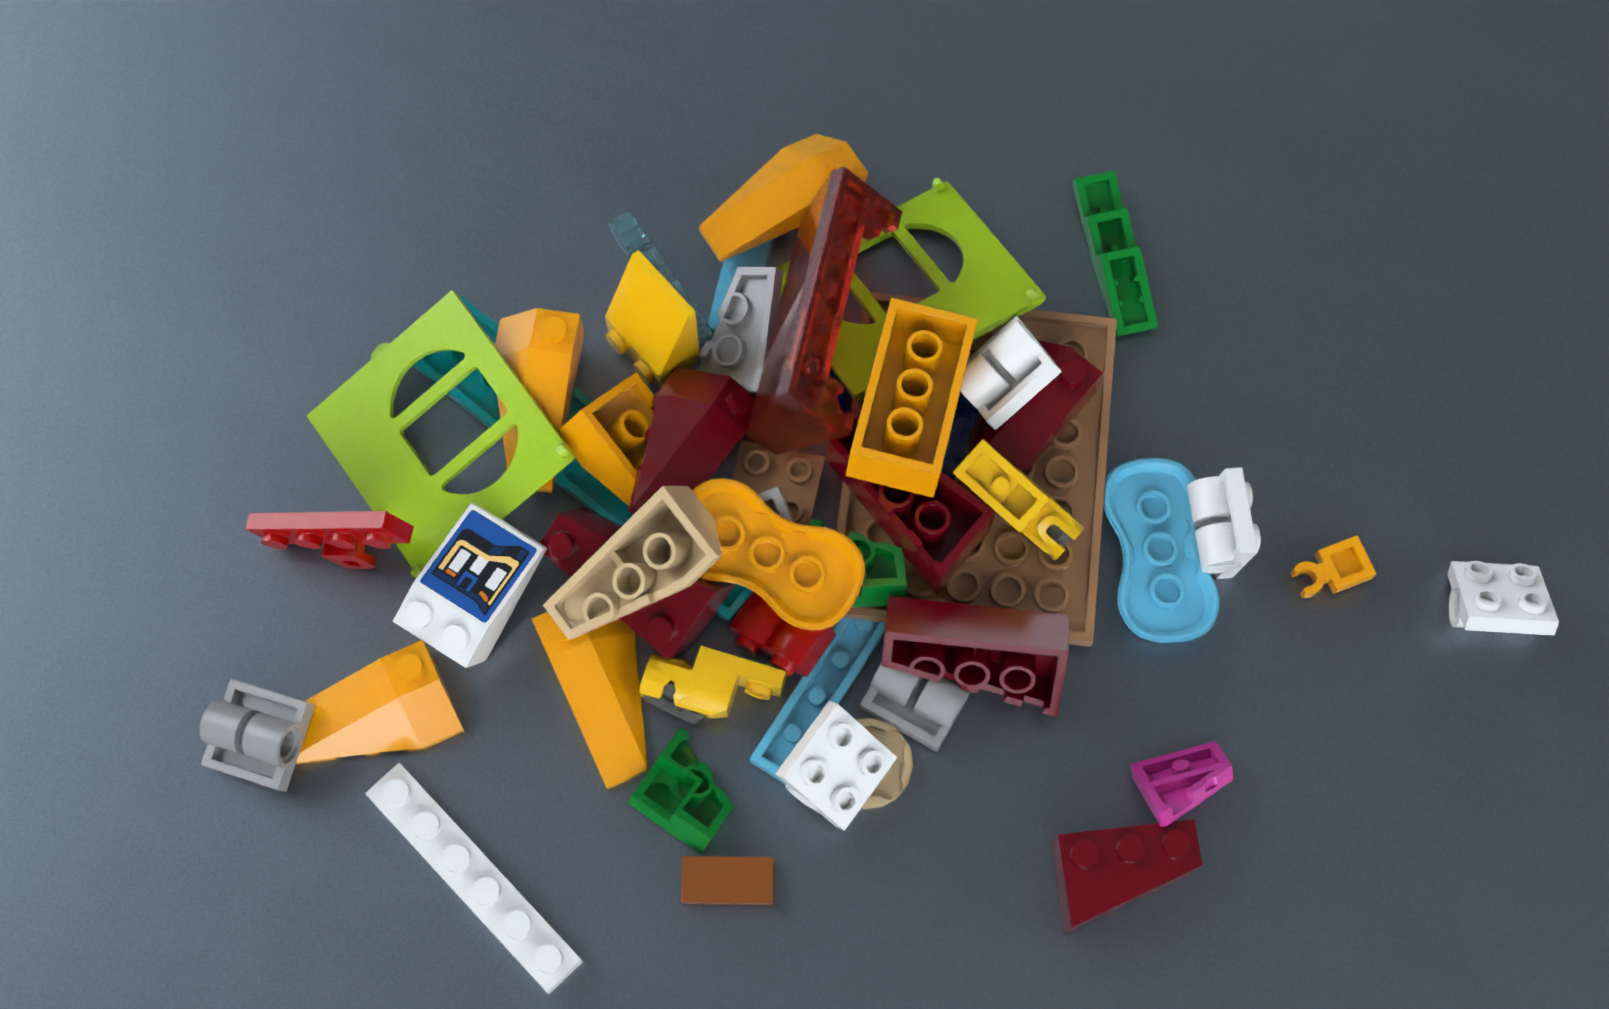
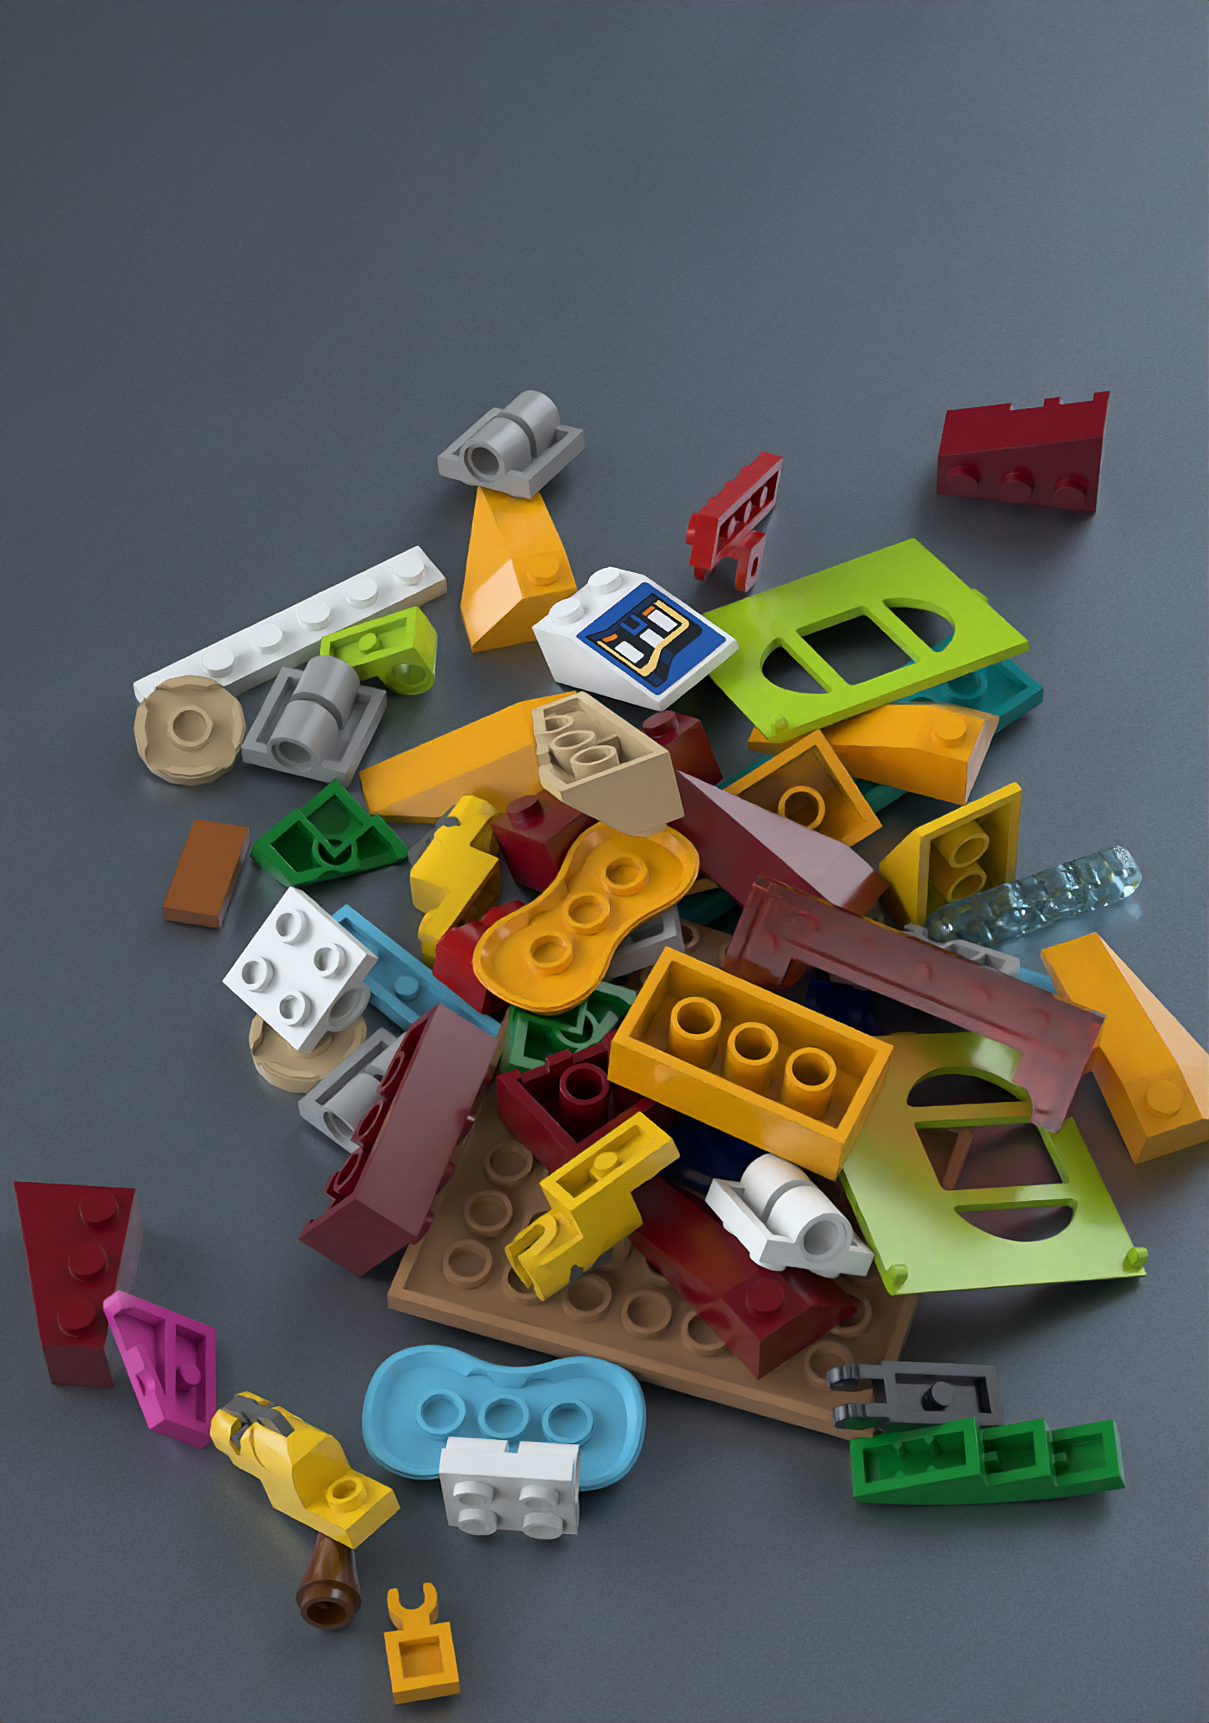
camera: 105 degrees right, 20 degrees down
(225, 335) = (1026, 454): none -> dark red wedge
(493, 795) = (393, 647): none -> lime plate
(570, 830) = (315, 722): none -> light grey plate
(593, 928) = (190, 730): none -> tan tile
(1089, 292) = (917, 1395): none -> black hinge
(1239, 666) = (301, 1469): none -> yellow plate
(1302, 635) = (330, 1585): none -> reddish brown cone

